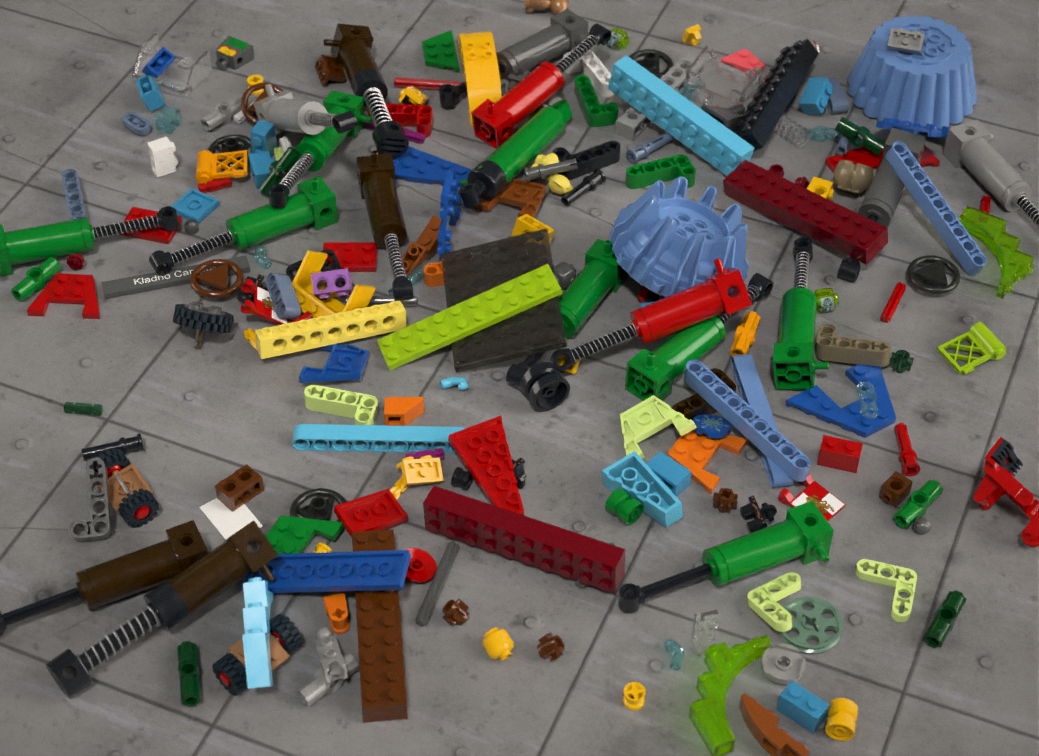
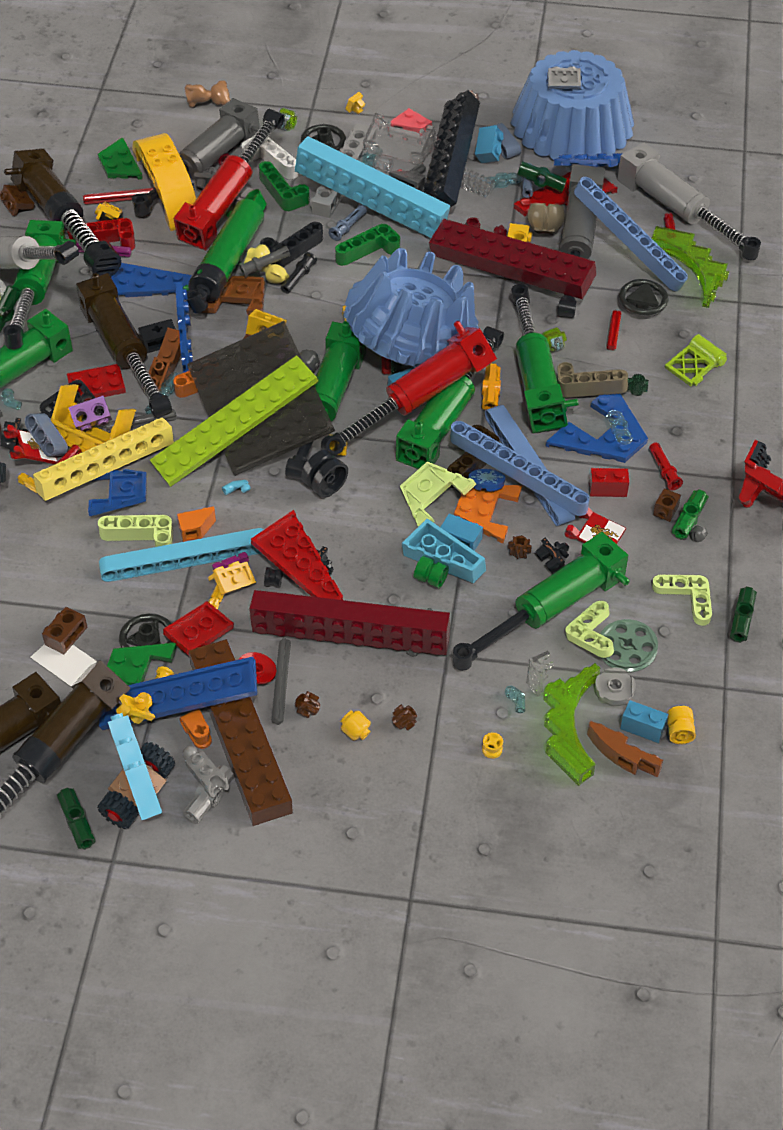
camera: 15 degrees left, 5 degrees up
(280, 576) = (136, 707): none -> yellow hips
(418, 219) = (153, 334): none -> black brick

